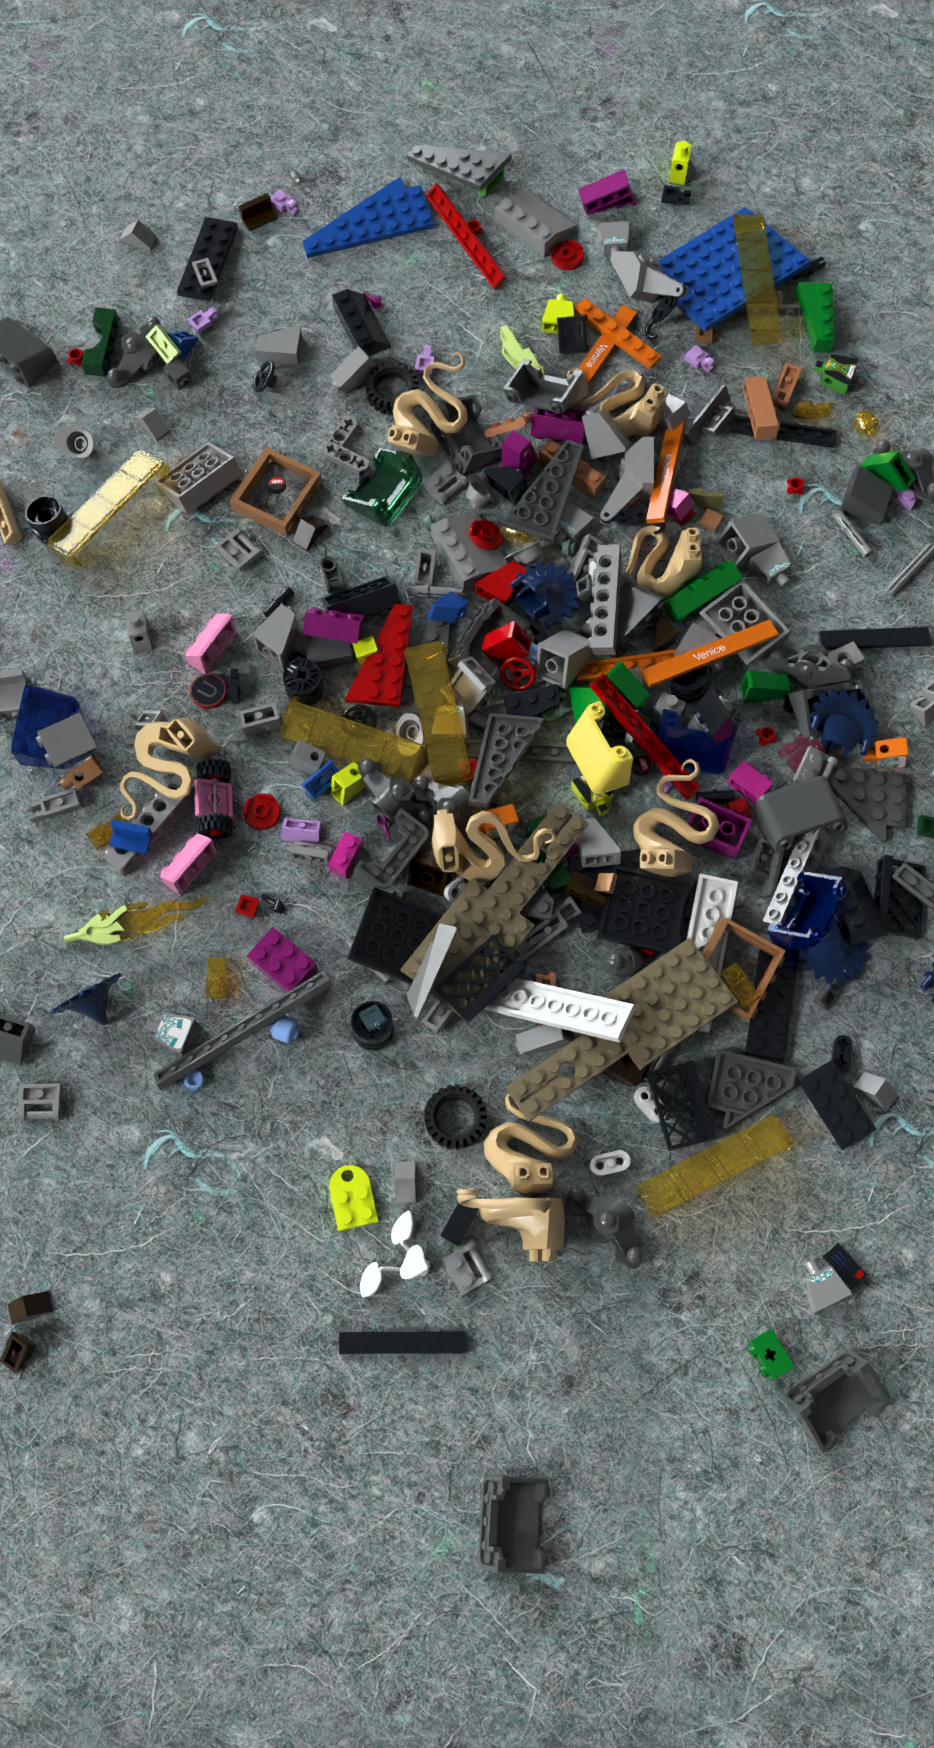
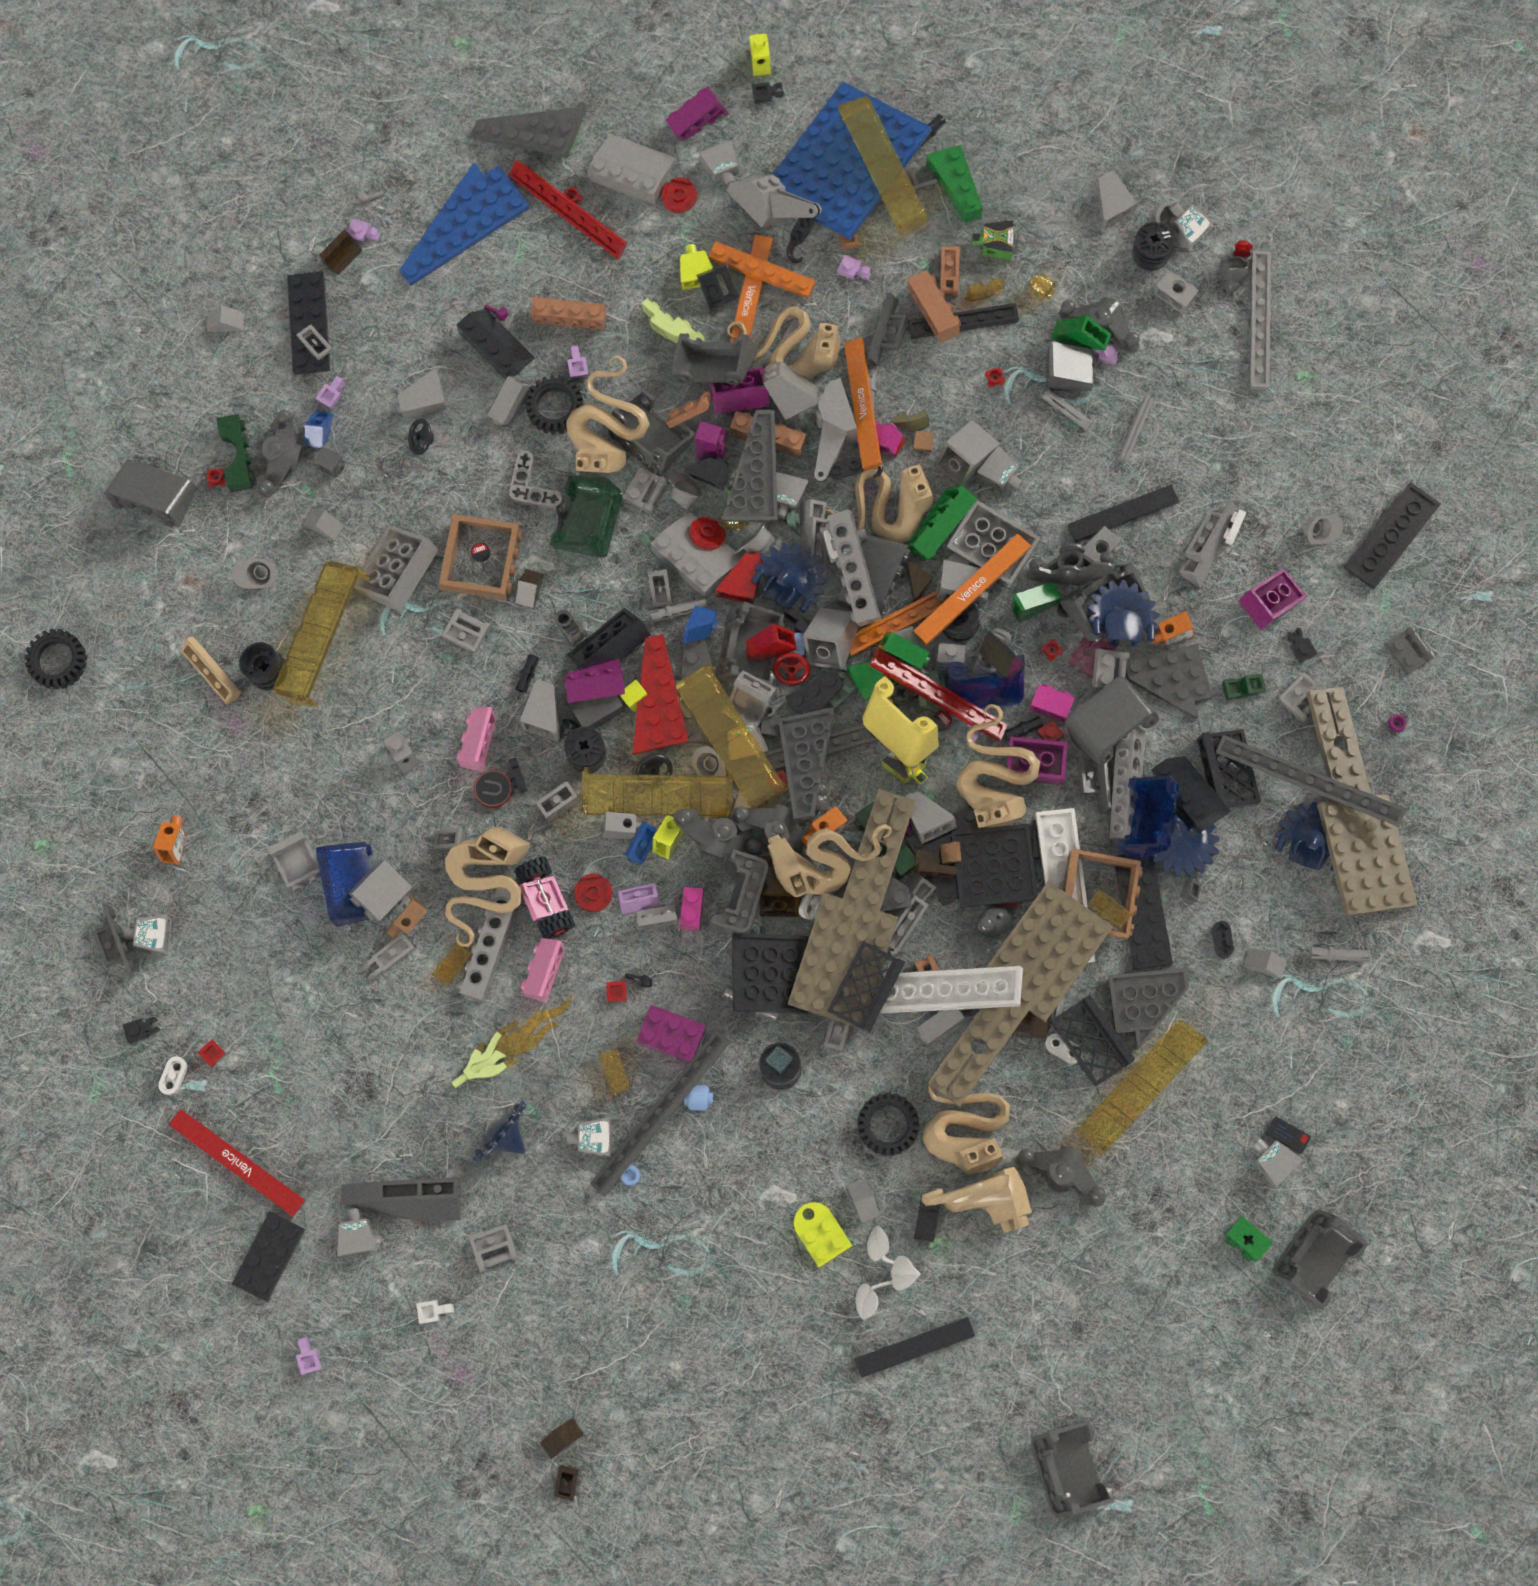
camera: 15 degrees left, 5 degrees up
(130, 836) = (479, 964): blue panel -> none
(163, 344) = (305, 438): yellowish green plate -> none
(383, 823) = (714, 864): magenta hand -> none
(430, 968) = (817, 993): wedge -> none
(433, 317) = (568, 313): none -> nougat brick
(461, 1271) = (946, 1265): light grey plate -> none
(584, 587) = (826, 560): dark grey slope -> none
(609, 1163) = (1044, 1116): white plate -> none
(675, 412) = (851, 339): light grey slope -> none
(836, 1105) = (1234, 989): black plate -> none

